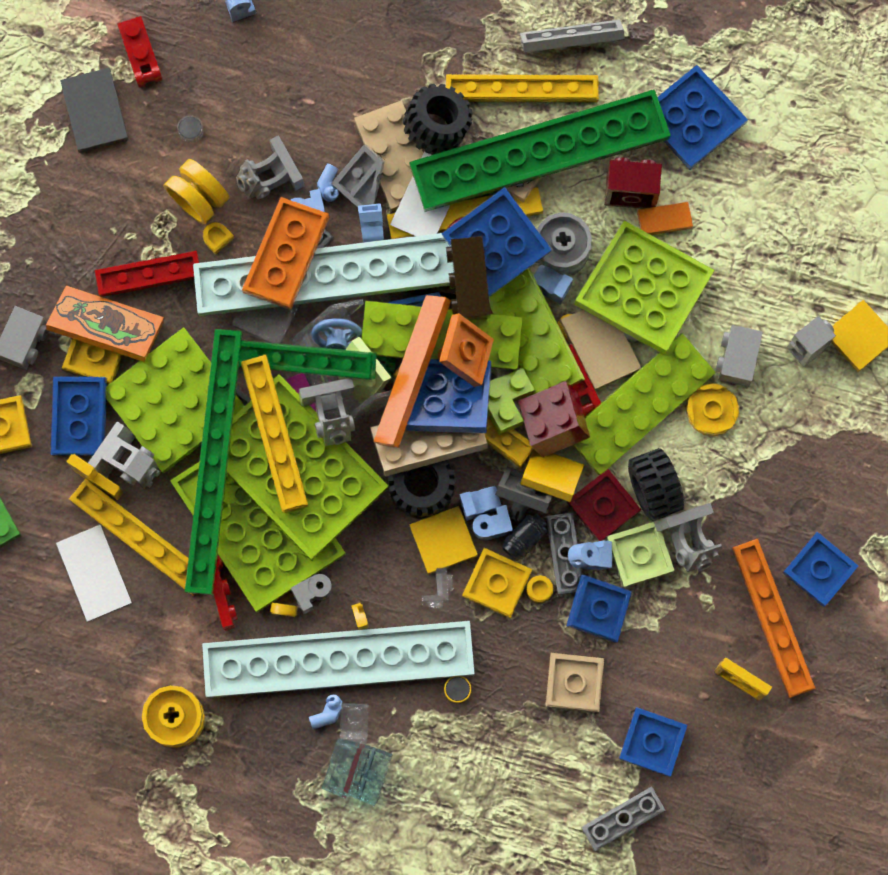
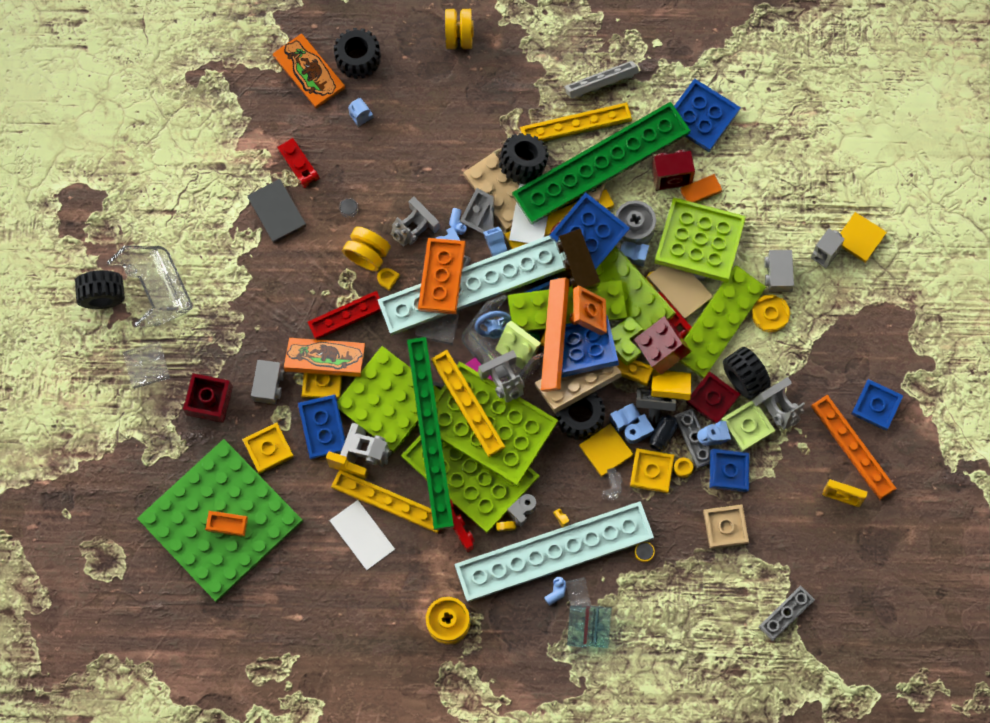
camera: 10 degrees left, 5 degrees down
(312, 359) = (482, 344): green tile -> none
(653, 742) = (793, 554): blue plate -> none

